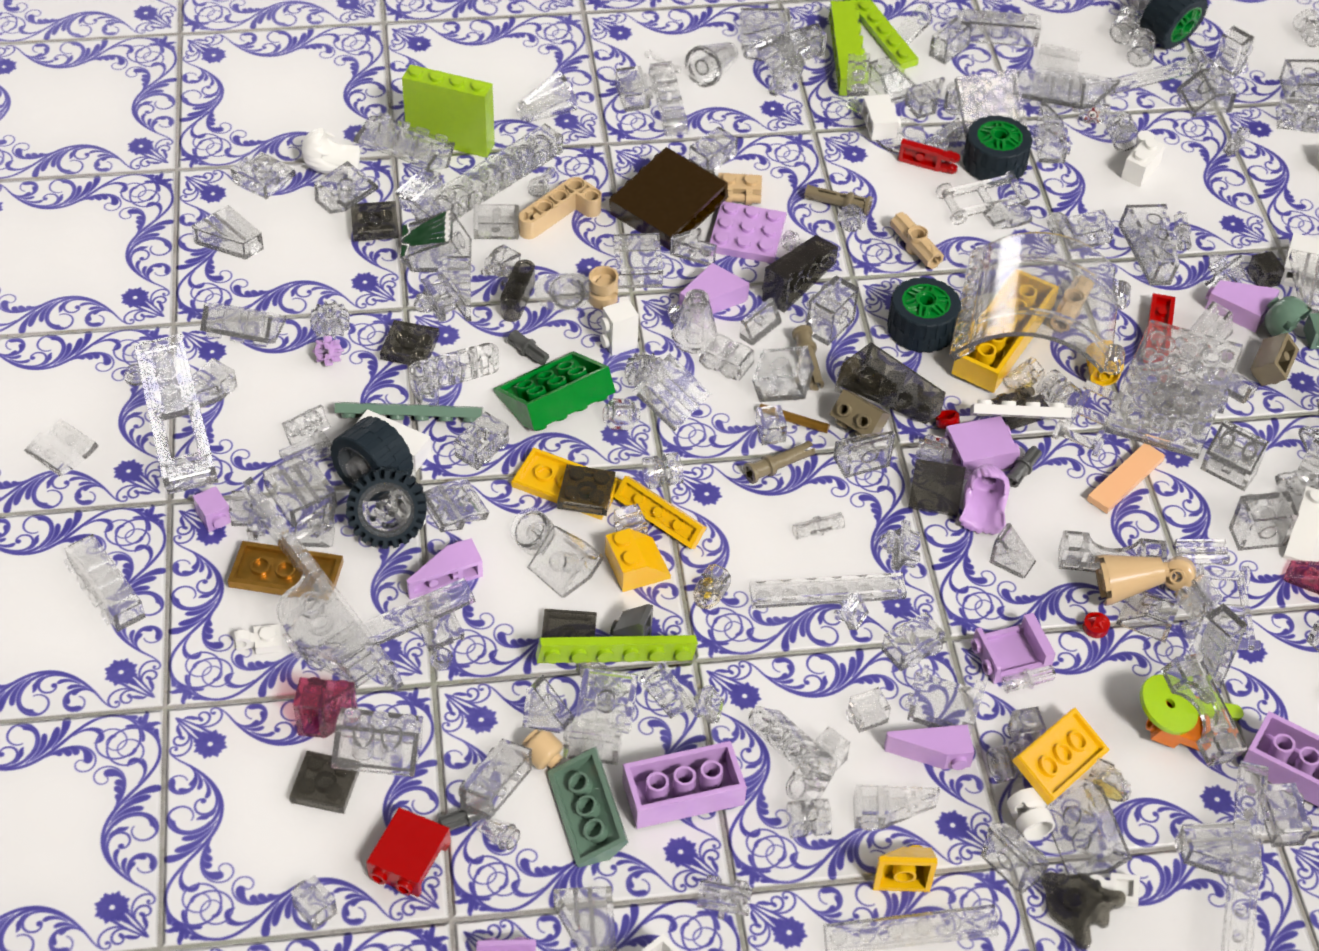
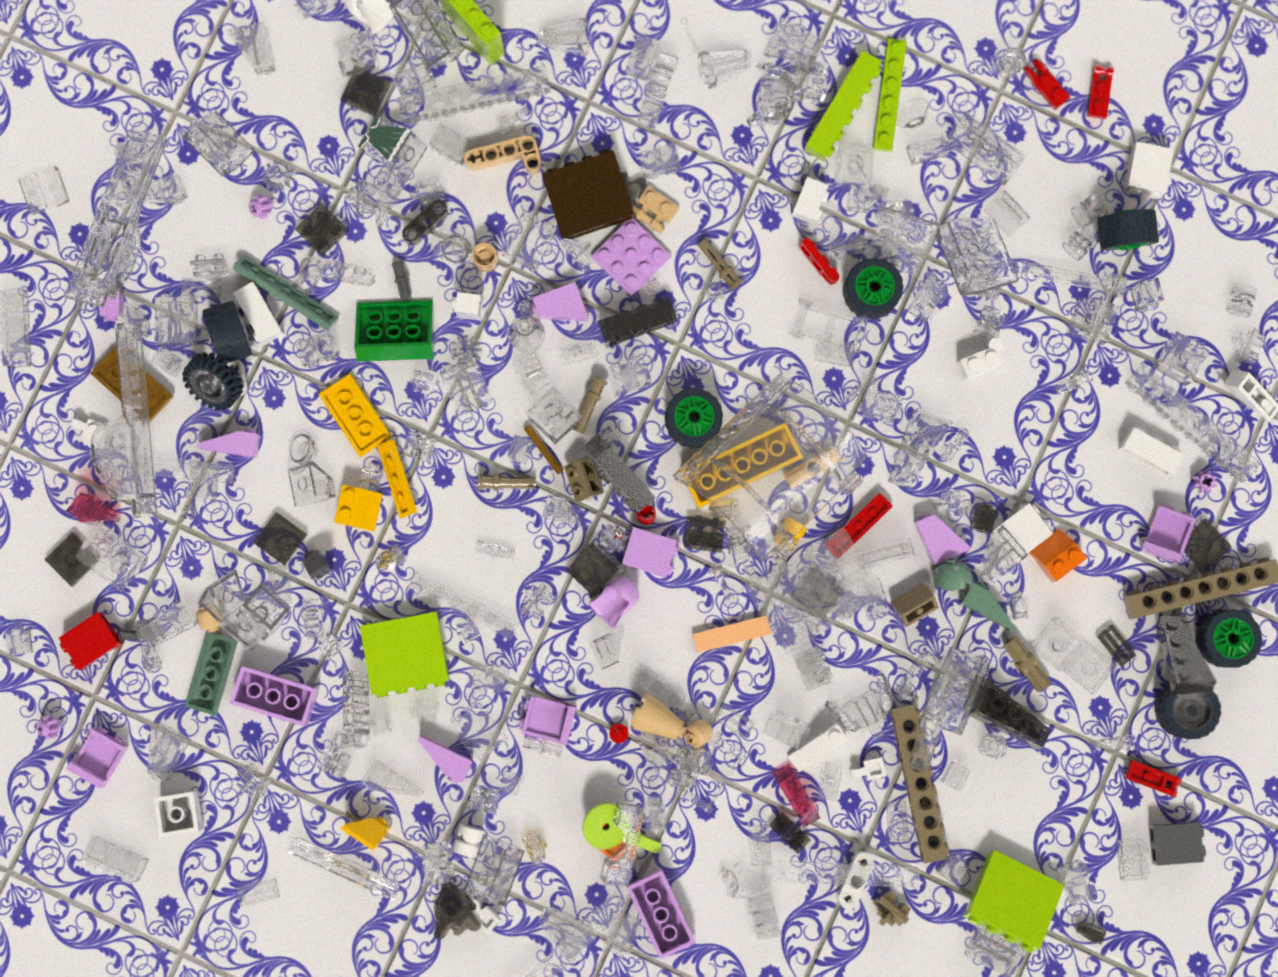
camera: 30 degrees right, 35 degrees up
(454, 504) = (268, 392): clear slope -> none
(586, 490) = (359, 433): clear smoke plate -> none
(616, 649) = (286, 574): lime plate -> none
(801, 667) = (404, 654): none -> lime brick
(858, 75) = (817, 153): clear plate -> none
(916, 240) = (746, 328): tan piece -> none
(1010, 409) = (692, 546): white plate -> none
(1023, 466) = (667, 585): dark grey axle -> none
(1060, 755) = (513, 817): yellow tile -> none

